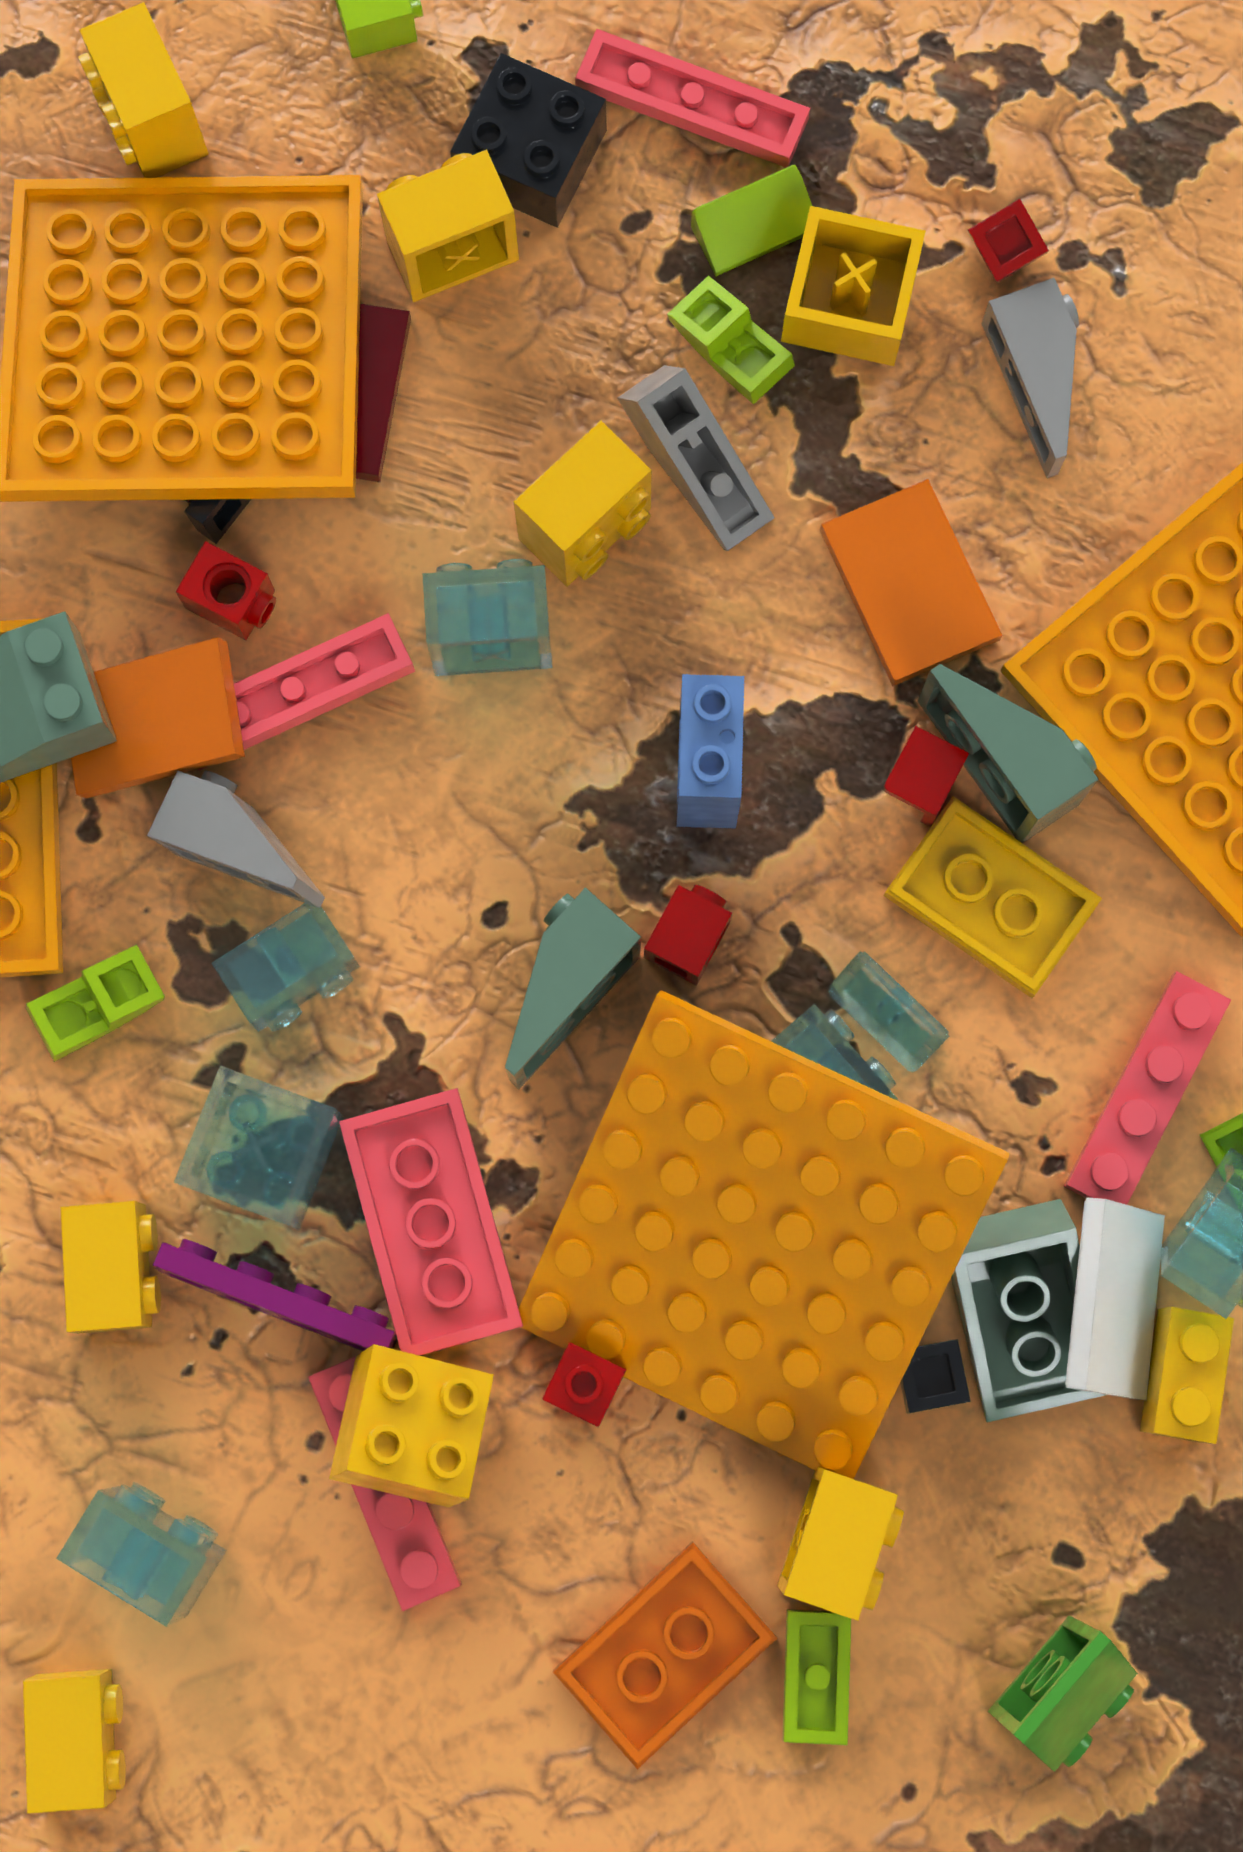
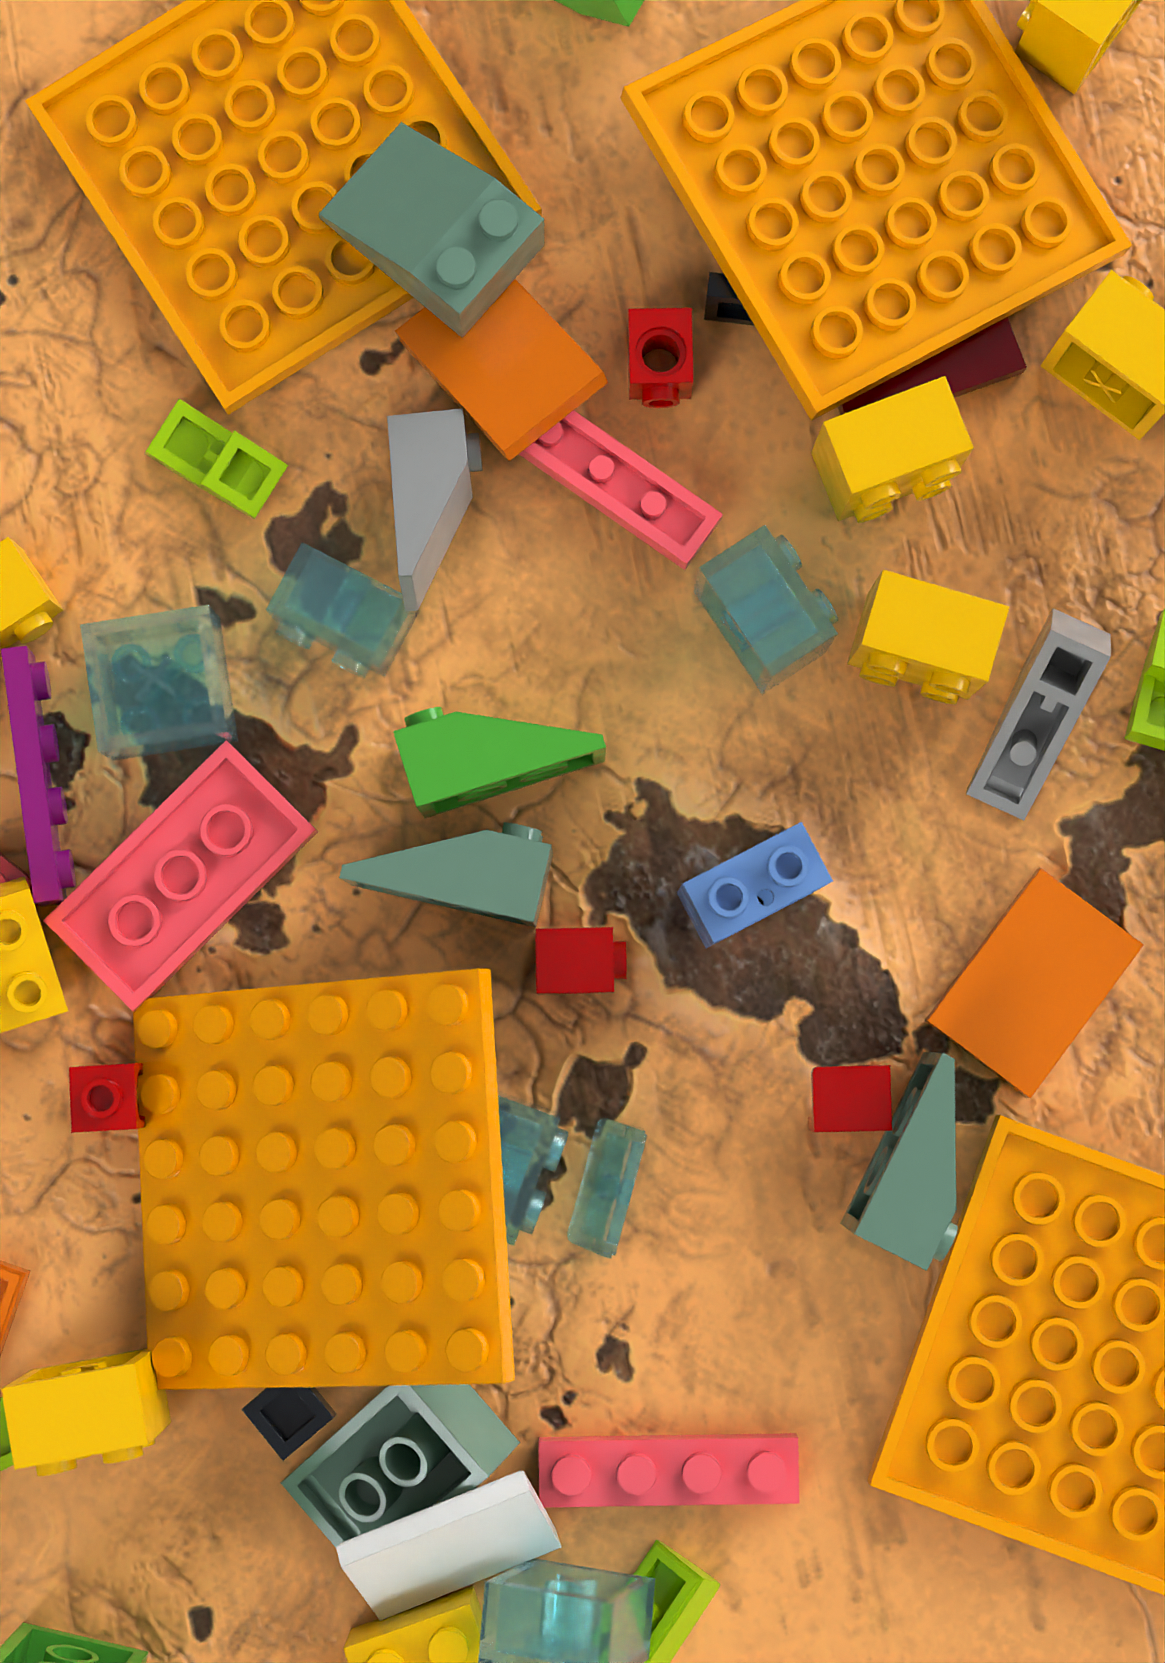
camera: 60 degrees right, 5 degrees up
(417, 448) = (892, 451): none -> yellow brick
(475, 913) = (478, 757): none -> bright green slope
(992, 897) = (773, 1225): yellow tile -> none

